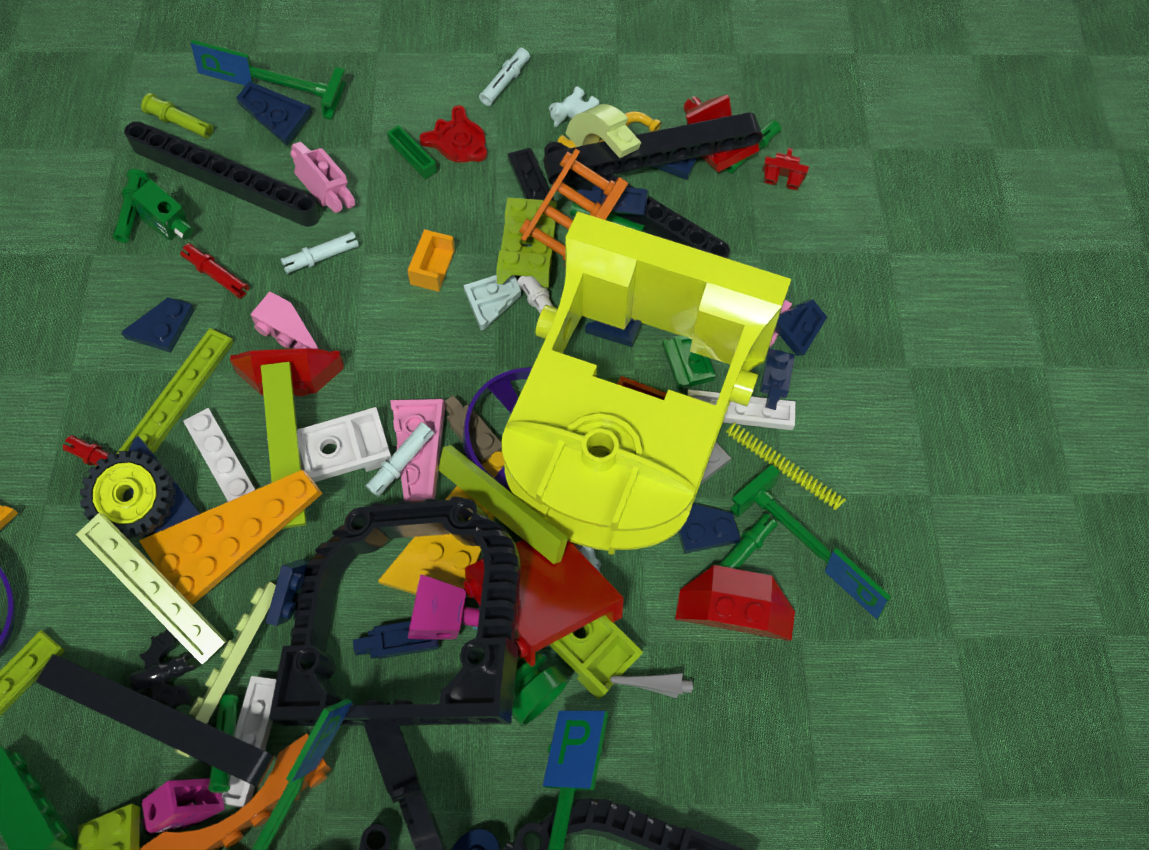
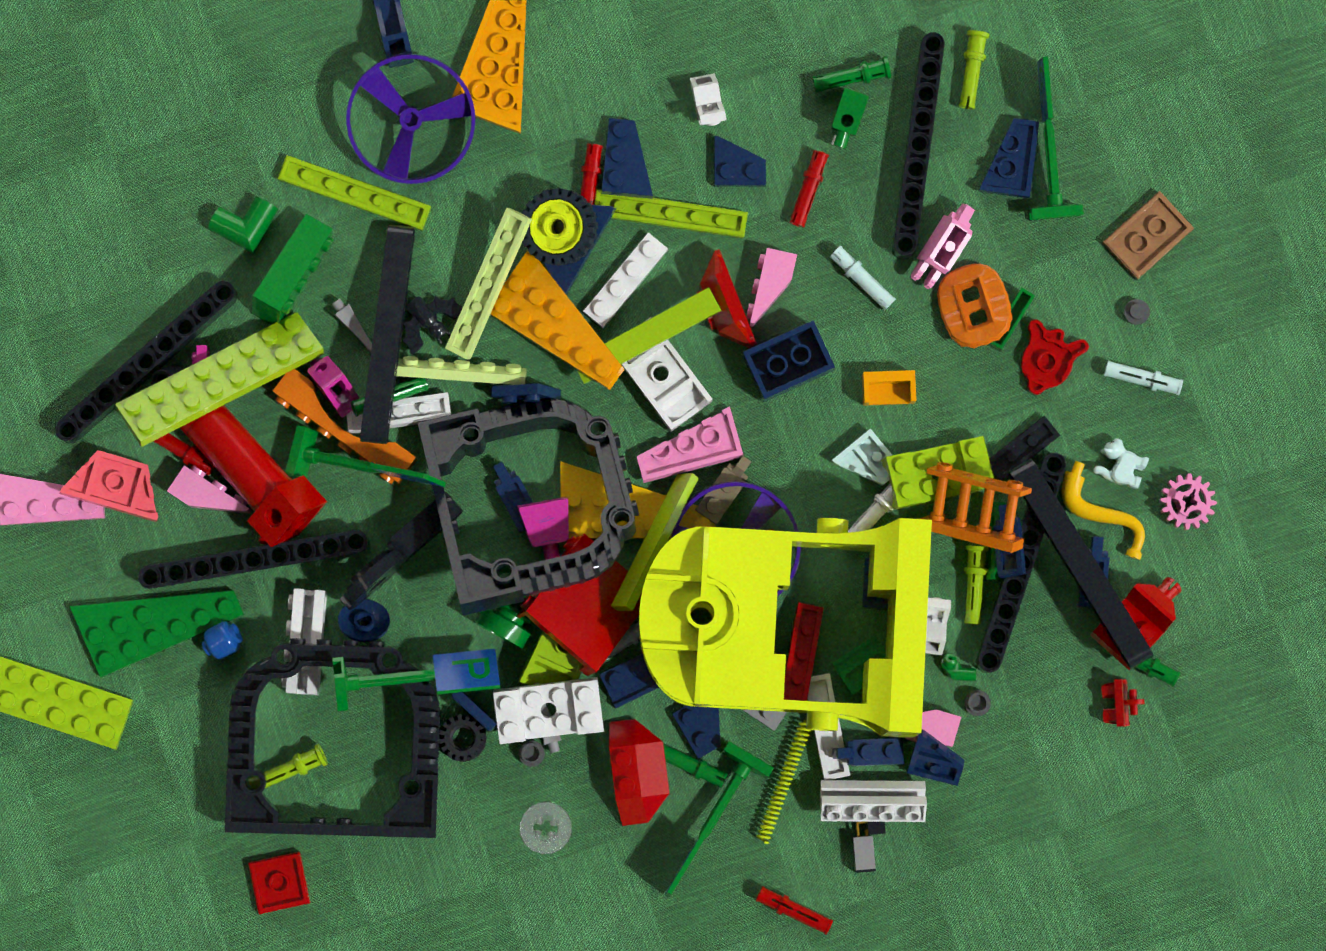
camera: 70 degrees right, 20 degrees up
(83, 327) = (707, 100): none -> white brick
(102, 421) = (624, 162): none -> dark blue wing
(116, 765) = (348, 318): none -> light grey piece
(368, 331) = (788, 361): none -> dark blue brick
(385, 43) = (1148, 235): none -> medium nougat tile
(386, 157) = (992, 299): none -> orange piece
(396, 463) = (664, 436): light aqua pin -> none
(446, 66) = (1136, 312): none -> dark grey plate
(606, 123) = (1084, 503): yellowish green arch -> none
(623, 75) = (1197, 507): none -> bright pink gear
(624, 757) = (475, 711): none -> dark blue tile
(637, 582) = (628, 681): none -> dark blue plate
(651, 767) = (451, 749): none -> black tyre
(652, 640) = (521, 716): none -> white piece
(686, 713) = (531, 753): none -> dark grey plate
(793, 722) = (554, 840): none -> clear piece
(827, 388) = (873, 801): none -> white brick
(867, 413) = (864, 847): none -> light grey piece
(902, 515) = (765, 897): none -> red pin

